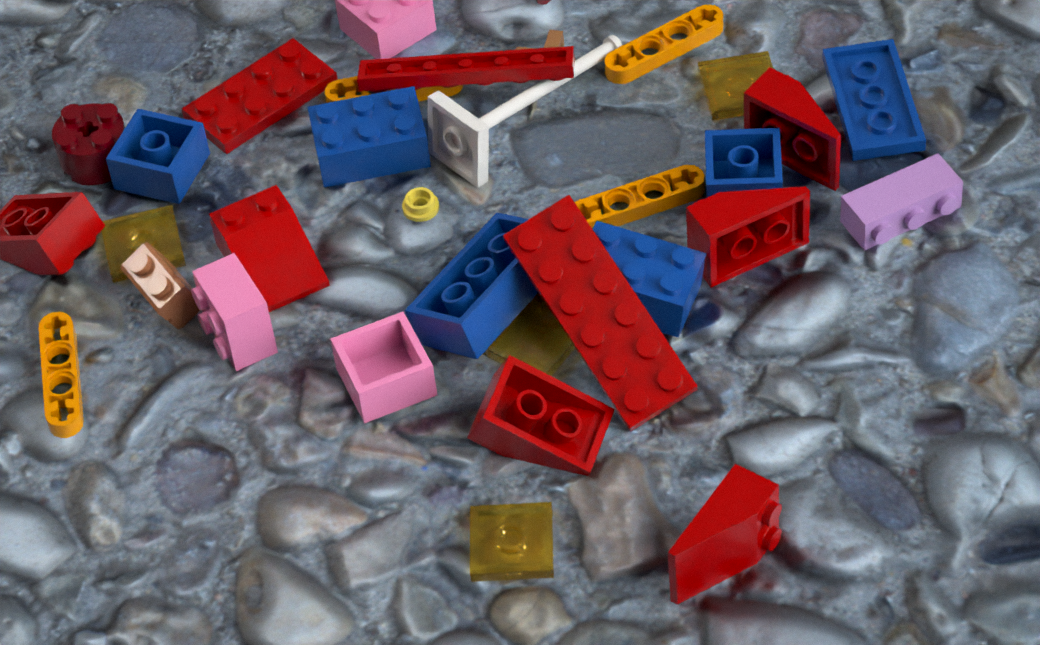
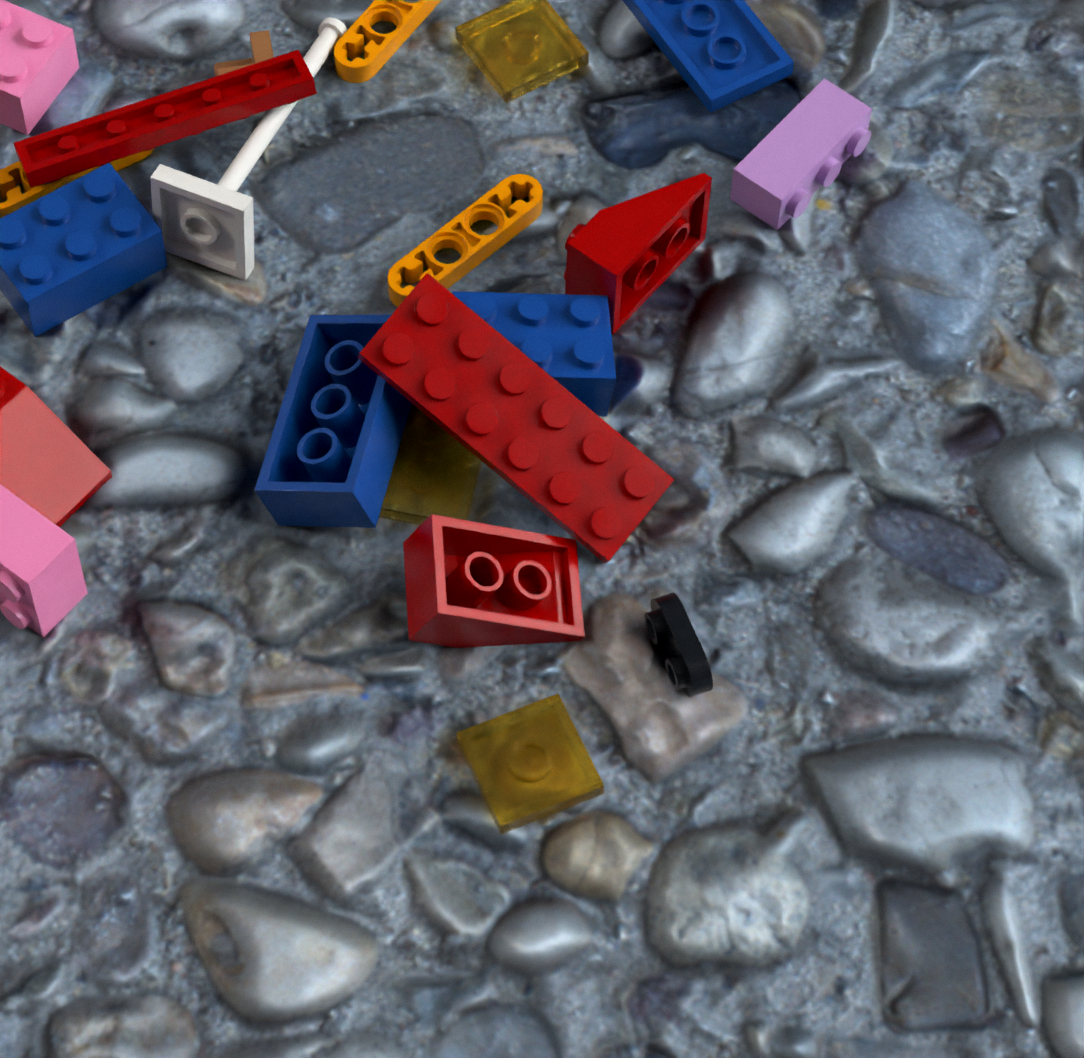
camera: 30 degrees left, 10 degrees up
(384, 367) = (258, 576): bright pink piece -> none
(420, 205) = (185, 316): light yellow plate -> none
(648, 508) = (686, 659): none -> black plate
(725, 534) = (820, 649): red slope -> none
(743, 160) = (590, 162): blue brick -> none
(806, 134) = (633, 92): red slope -> none

